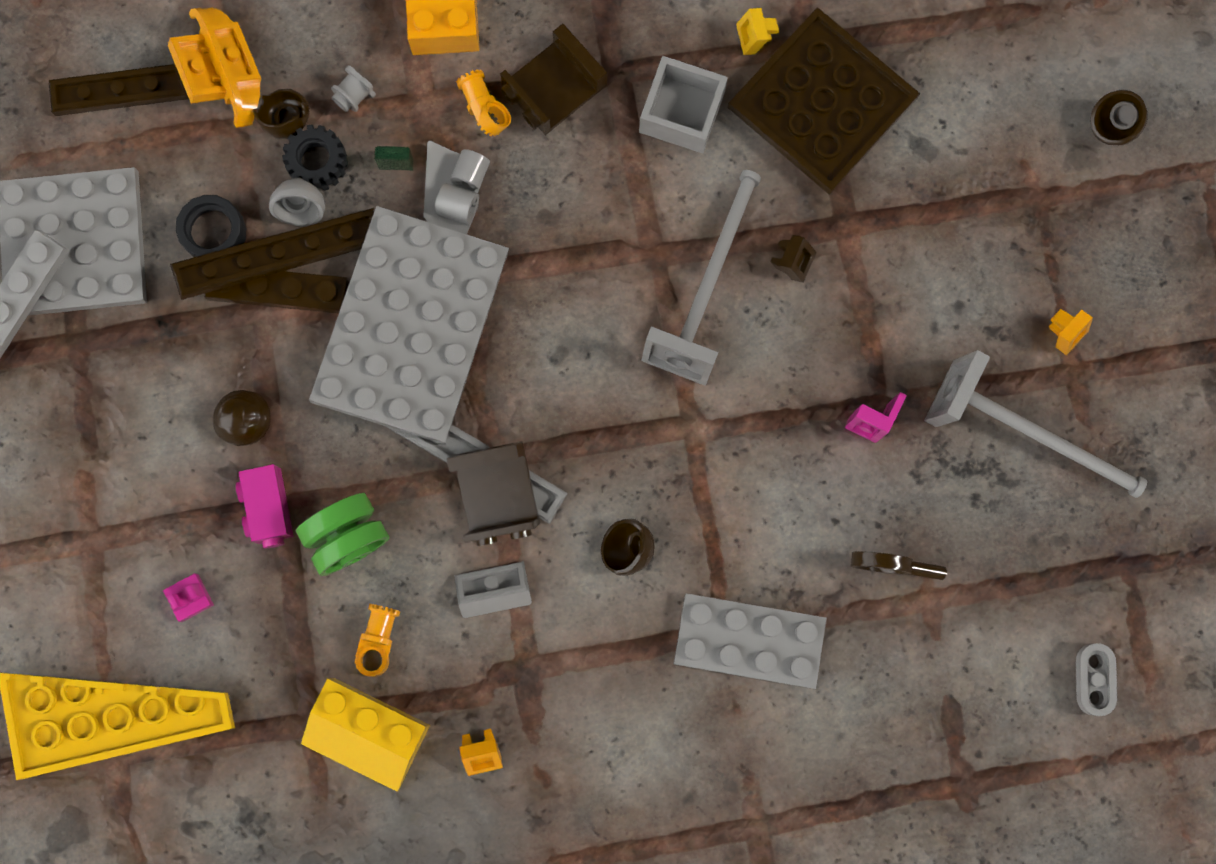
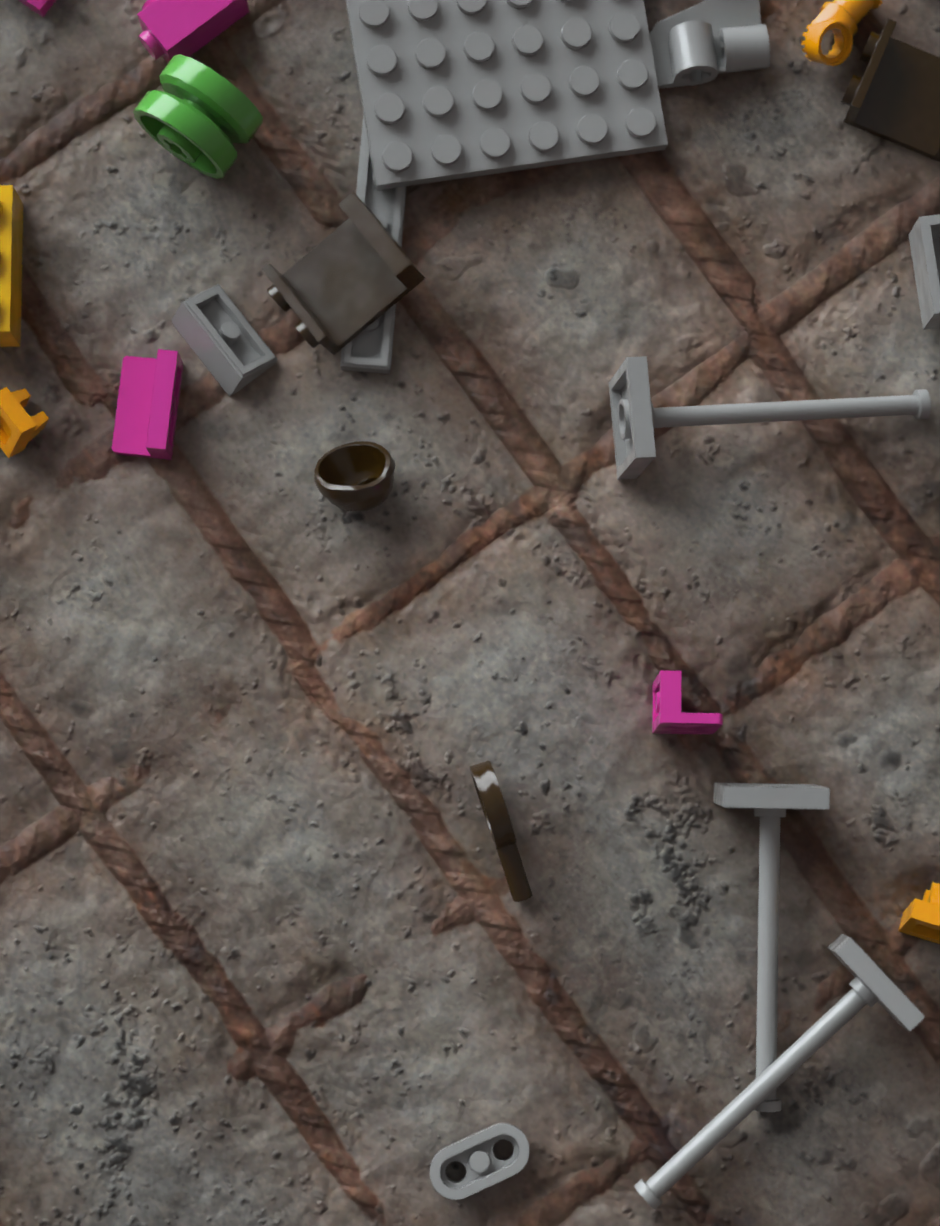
camera: 65 degrees right, 0 degrees up
(376, 638) = (93, 227): light orange connector -> none
(513, 660) = (148, 405): none -> dark pink panel
(750, 641) = (313, 689): light grey plate -> none
(796, 259) = (843, 512): dark brown tile -> none
(1101, 389) = (868, 987): none -> light grey tile

